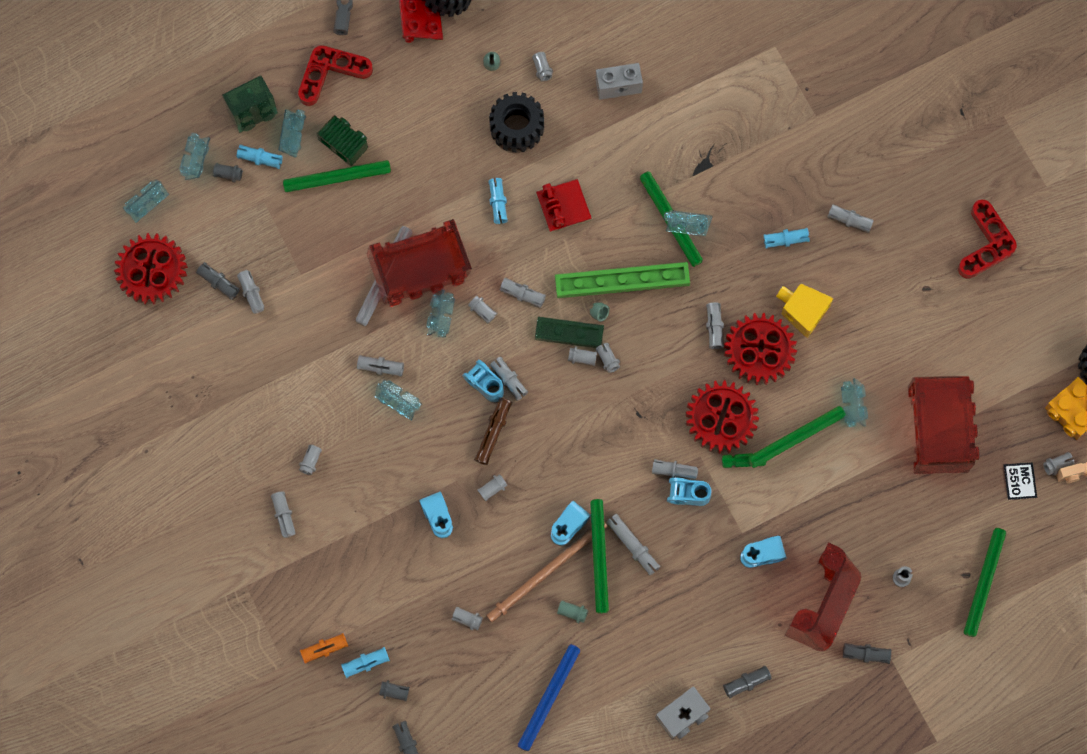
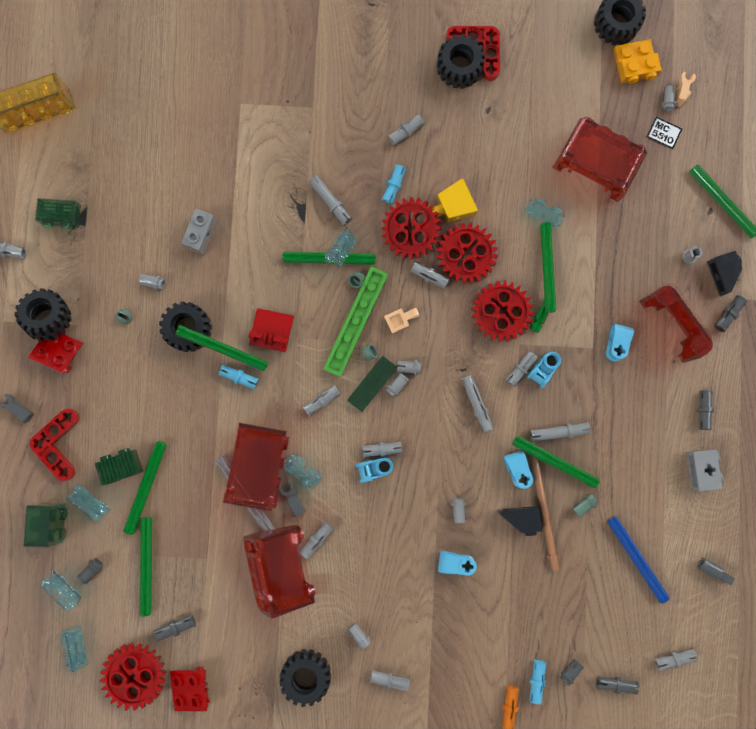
camera: 60 degrees left, 10 degrees up
(166, 328) = (189, 689): none -> red hinge
(237, 411) = (299, 693): none -> black tyre
(251, 291) = (198, 607): light grey axle -> none
(259, 156) = (92, 538): medium azure pin -> none
(261, 220) = (145, 566): none -> green axle
(332, 343) = (278, 571): none -> clear red windscreen
(405, 405) = (342, 546): clear light blue hinge -> none
(406, 321) = (293, 500): none -> dark grey bar
(467, 618) = (547, 586): light grey pin -> none
(482, 309) = (317, 438): light grey pin -> none
(491, 435) = (416, 485): reddish brown pin -> none
(516, 166) = (221, 348): none -> green axle
(521, 555) = (524, 519): none -> black slope
(606, 453) = (480, 410): none -> light grey pin
(650, 320) = (399, 320): none -> light nougat plate
(665, 256) = (356, 279): none -> sand green hinge
(727, 194) = (334, 205): none -> light grey pin
(760, 293) = (428, 227): none -> red gear
(909, 622) = (725, 271): none -> black slope
(963, 215) = (465, 48): none -> black tyre

